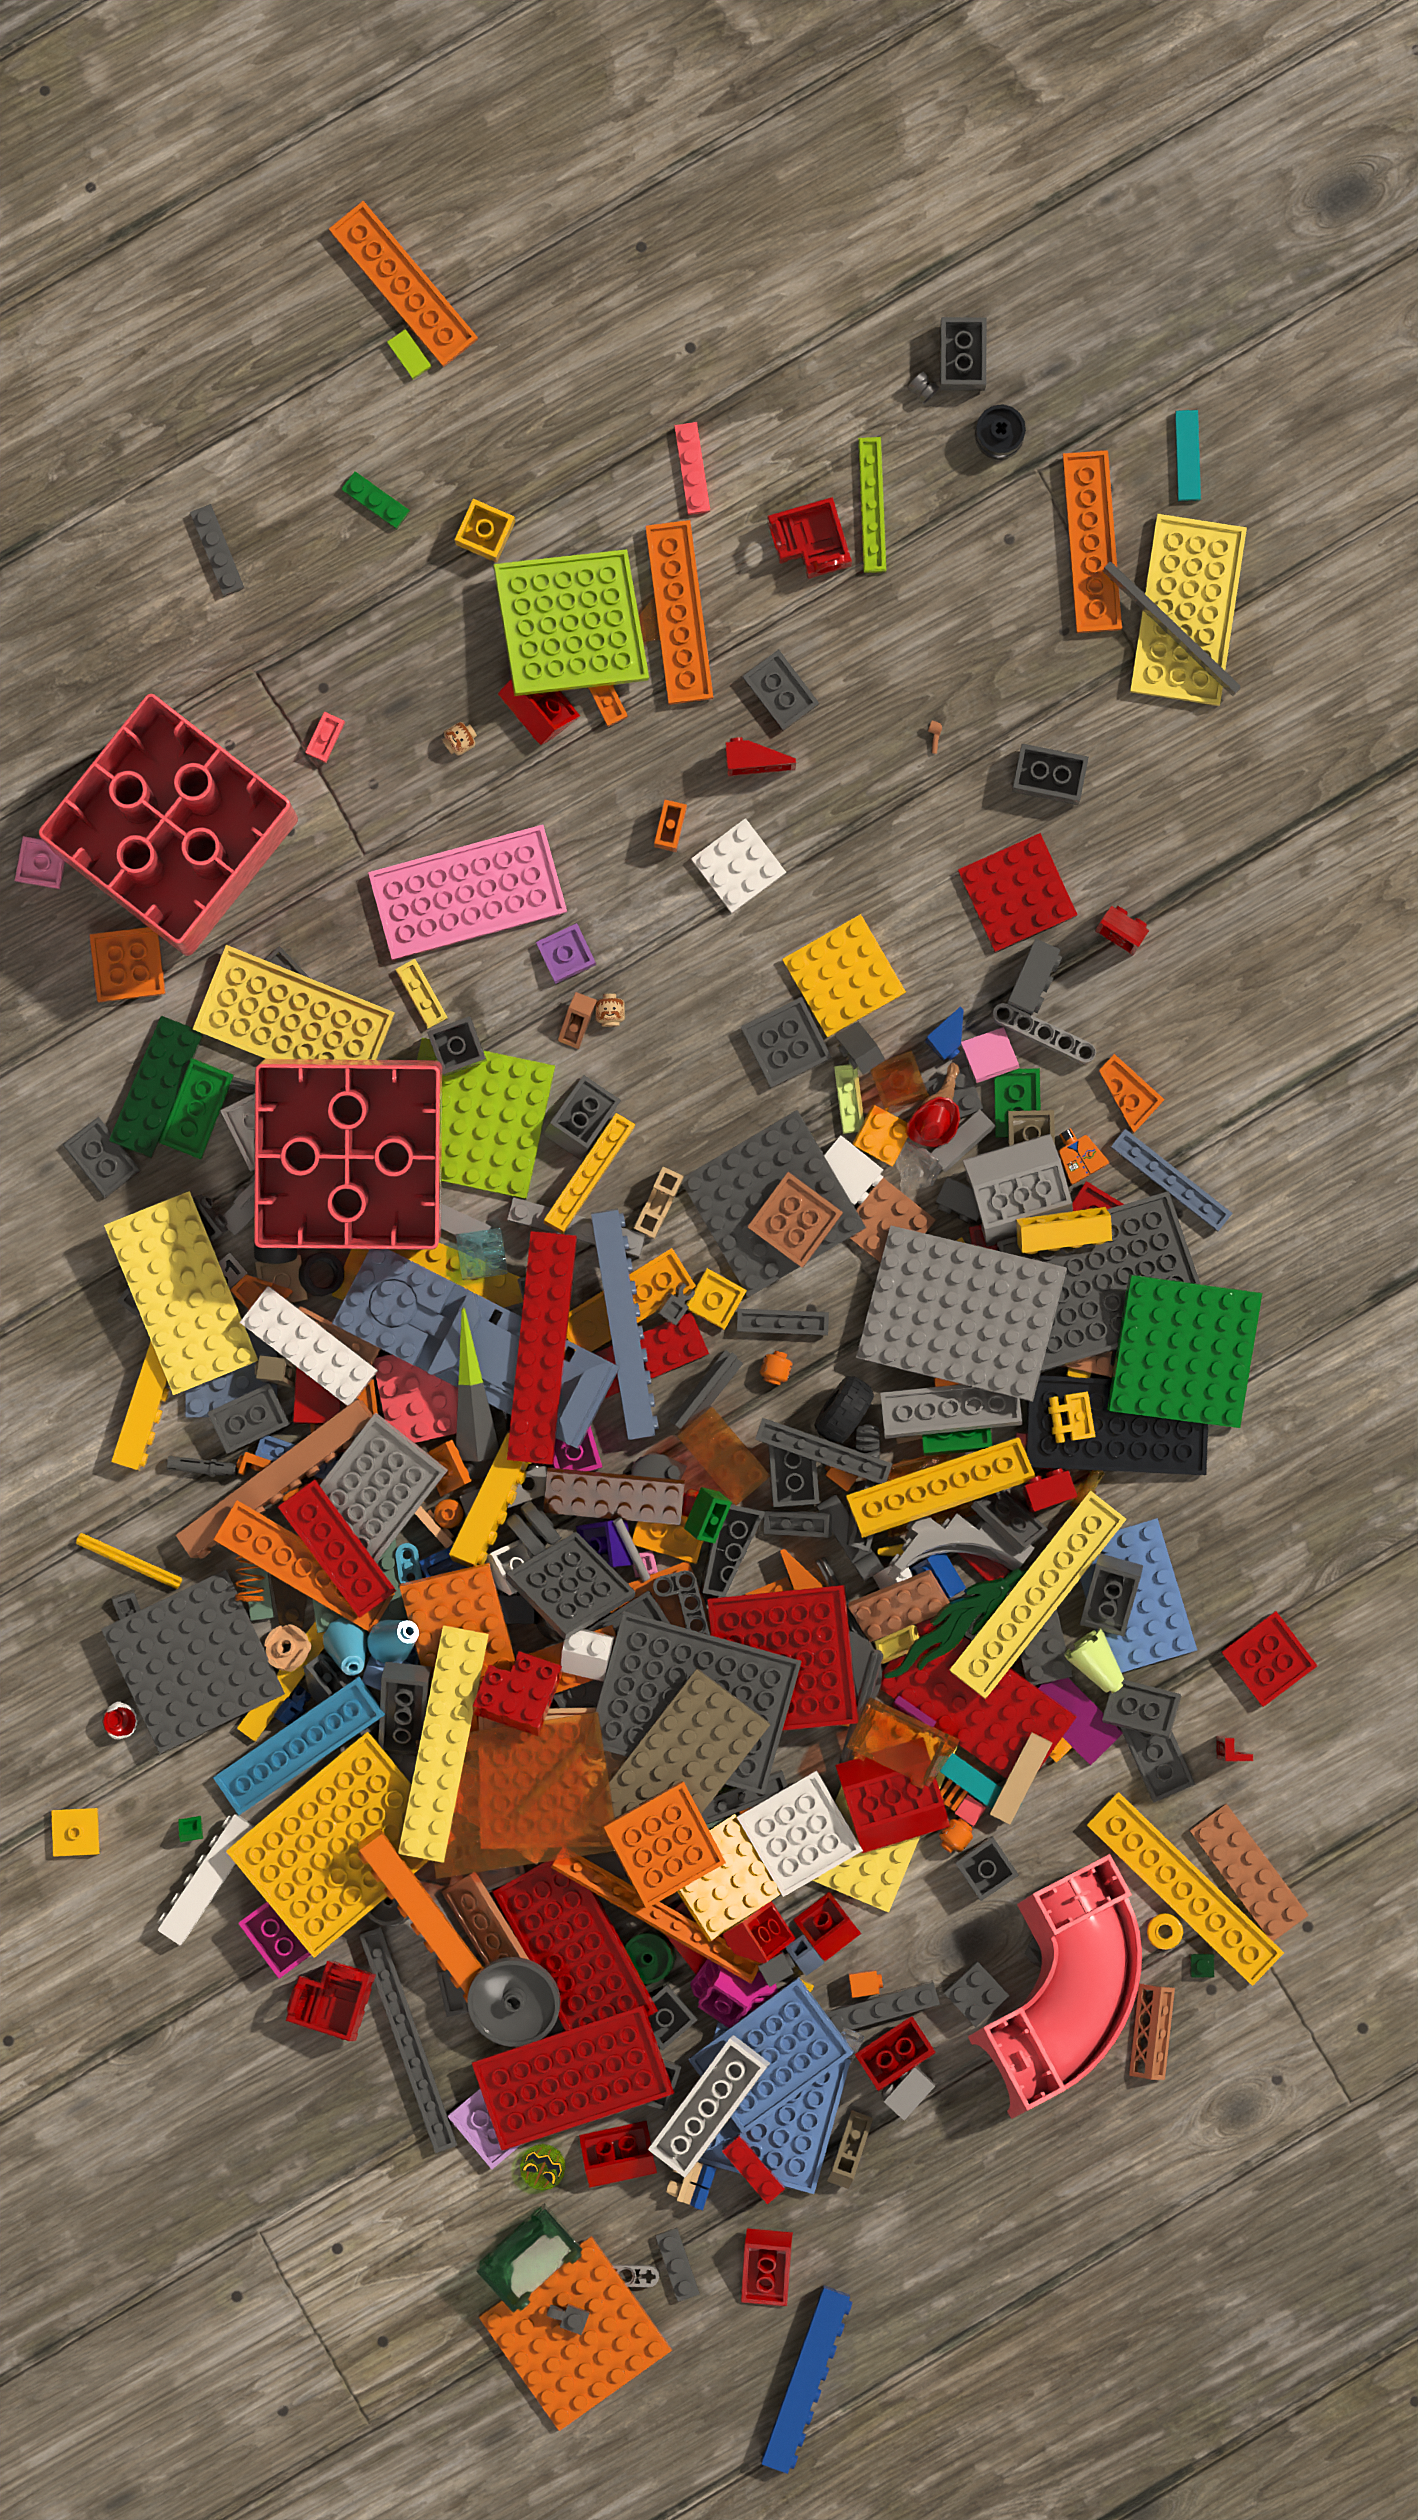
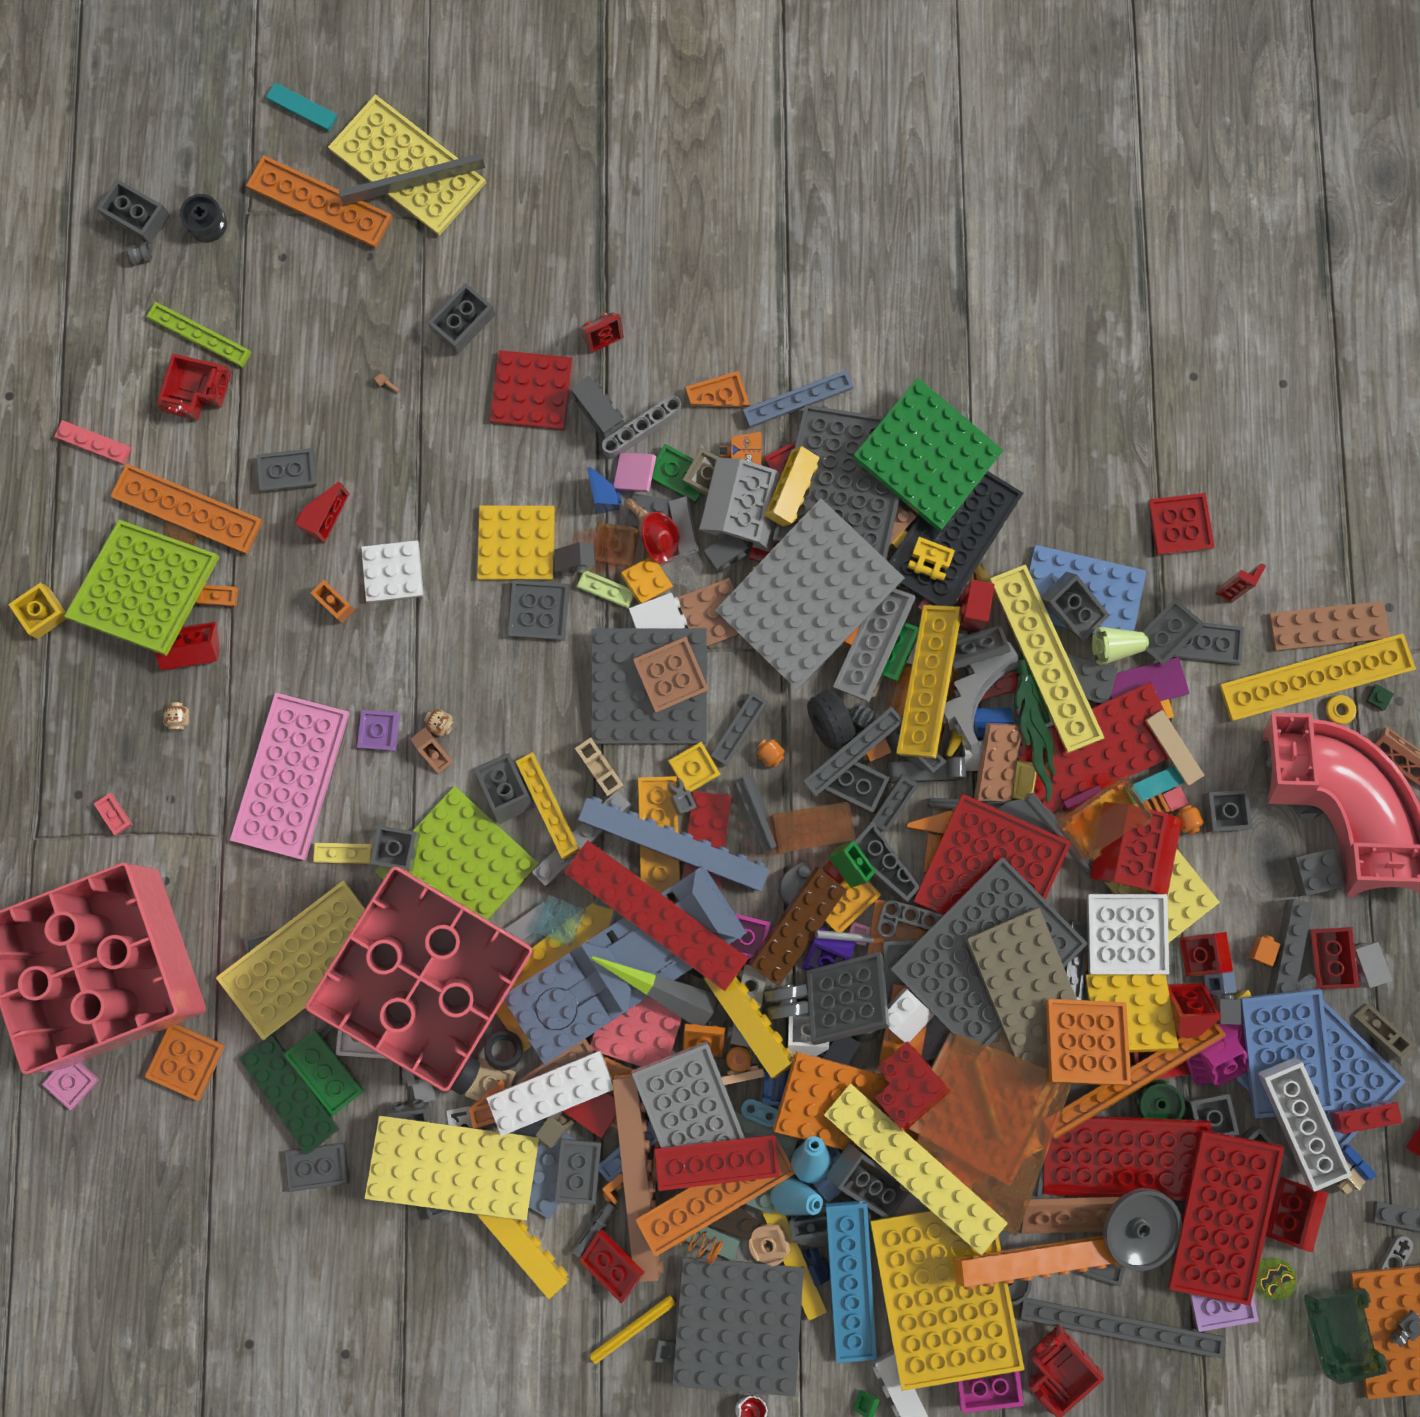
camera: 55 degrees left, 5 degrees down
(177, 1504) = (611, 1266): none -> red plate

